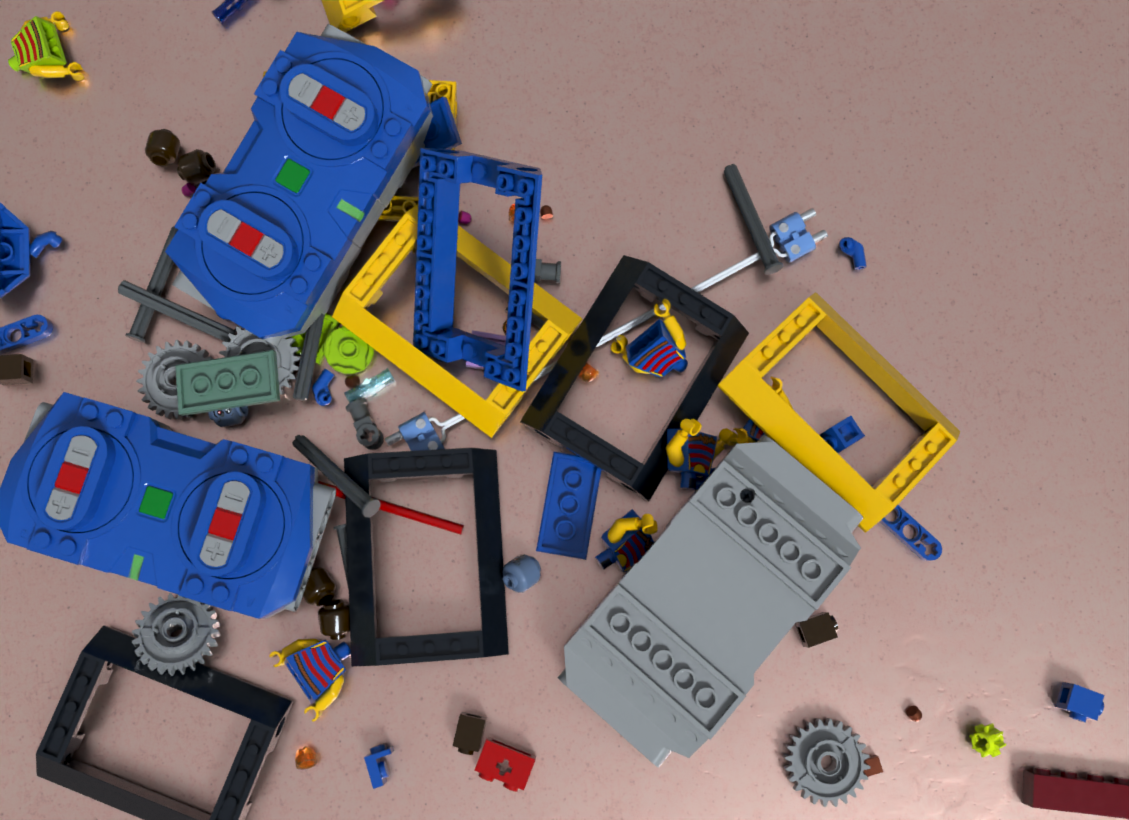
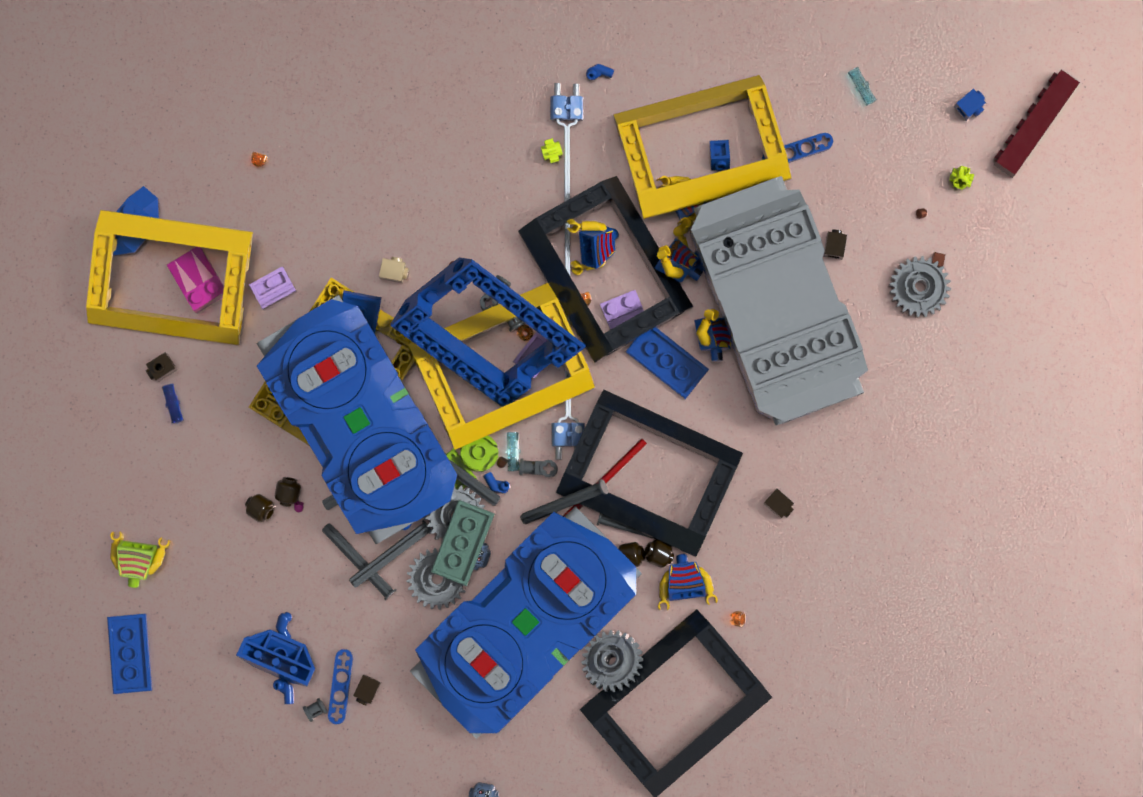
camera: 60 degrees left, 5 degrees up
(378, 770) = (769, 575): blue bracket -> none
(415, 36) = (272, 287): none -> lavender plate
(504, 146) = (393, 270): none -> tan brick
(519, 761) = (817, 481): red brick -> none
(521, 573) = (695, 415): sand blue head -> none
(601, 420) = (621, 308): none -> lavender plate
(735, 245) = (551, 150): none -> neon yellow gear
(752, 220) = (539, 128): dark grey axle -> none
(1020, 558) = (862, 86): none -> clear light blue pin

